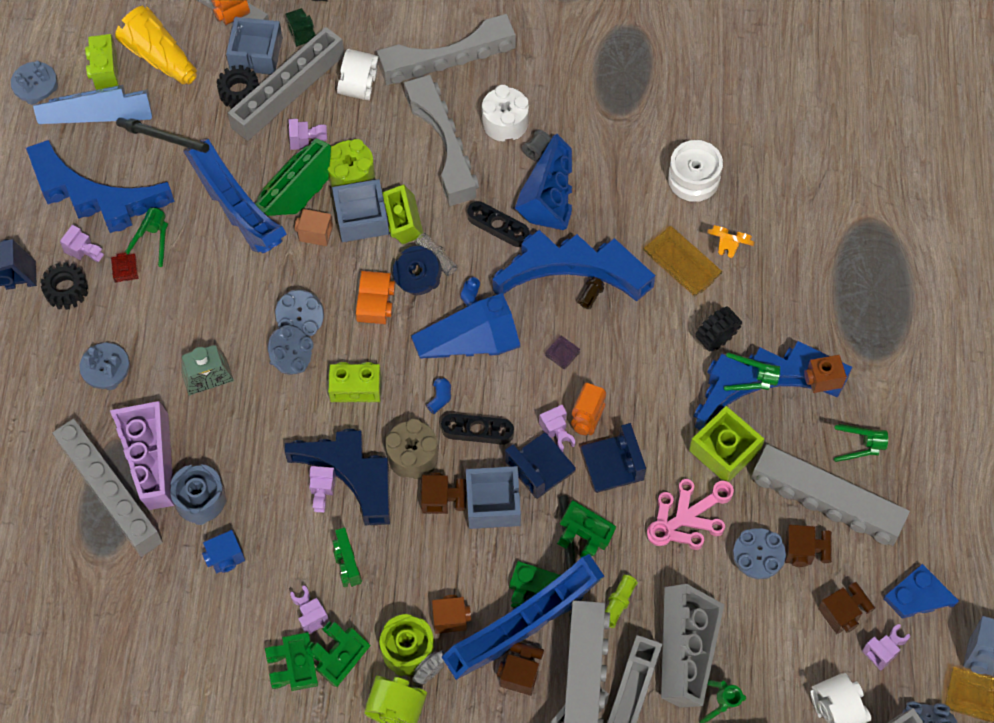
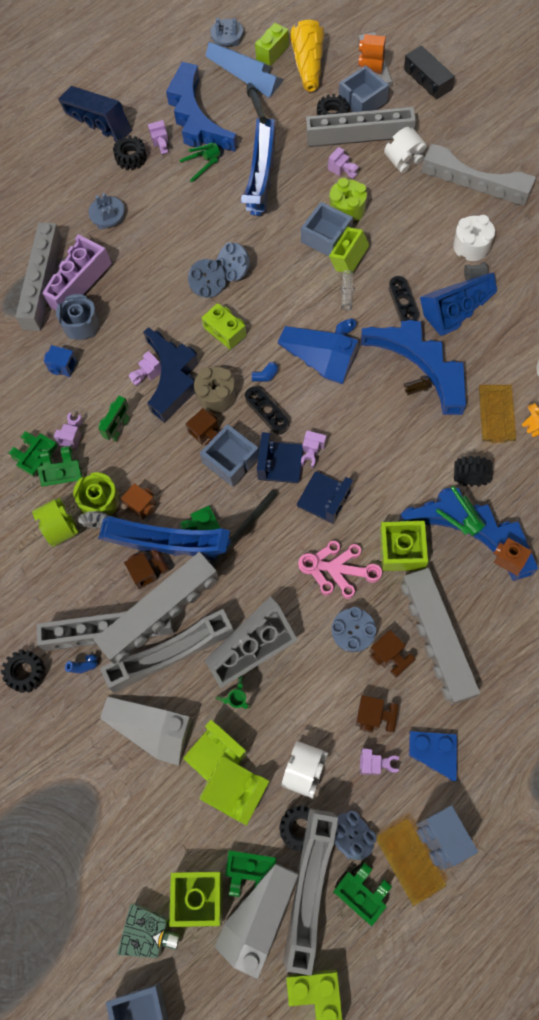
camera: 50 degrees right, 5 degrees up
(124, 267) = (171, 167): clear red tile -> none
(205, 369) = (151, 252): sand green torso -> none
(296, 181) = (306, 187): green wedge -> none
(300, 27) = (402, 97): clear green brick -> none
(314, 227) = (292, 220): nougat brick -> none
(374, 297) = (285, 286): orange brick -> none
(425, 103) = (404, 253): light grey arch -> none
(428, 278) = (330, 296): dark blue plate -> none
(562, 352) = (363, 407): clear purple tile -> none
(588, 409) = (338, 451): orange brick -> none
(588, 526) = (268, 520): green plate -> none
(619, 599) = (241, 581): lime pin -> none
(873, 438) = (507, 627): green plant -> none

